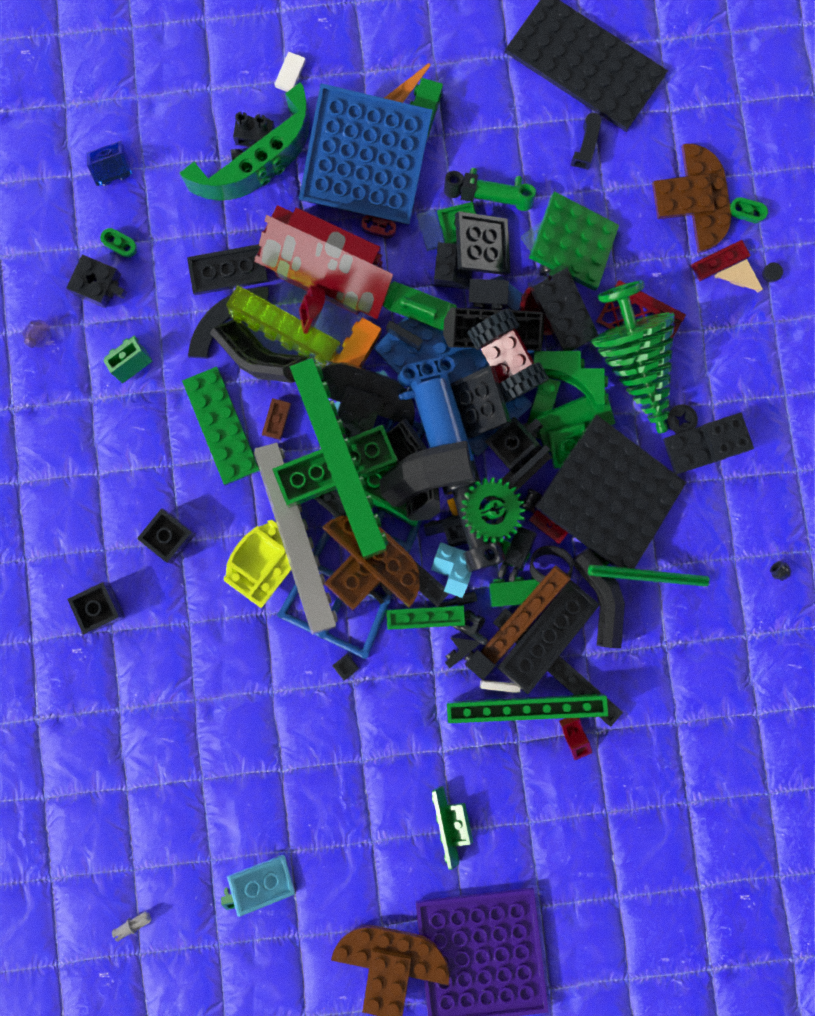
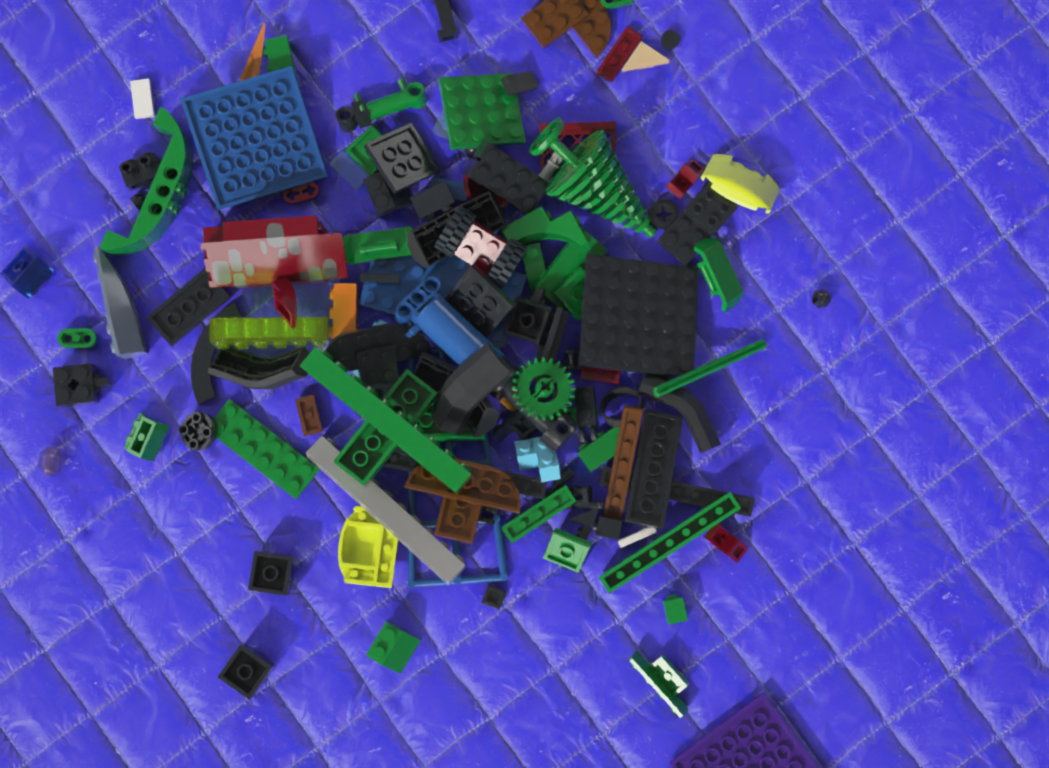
camera: 30 degrees left, 0 degrees up
(167, 238) = (120, 310): none -> sand blue wedge
(174, 379) = (198, 431): none -> black tile
(233, 660) = (393, 647): none -> green slope
(432, 663) = (567, 550): none -> tile
(497, 769) = (674, 609): none -> green brick
(608, 322) = (550, 167): none -> light grey axle
(620, 236) = (519, 83): none -> black tile
(702, 497) = (719, 272): none -> green piece
(719, 398) = (685, 178): none -> dark red slope
(766, 429) = (740, 184): none -> neon yellow slope

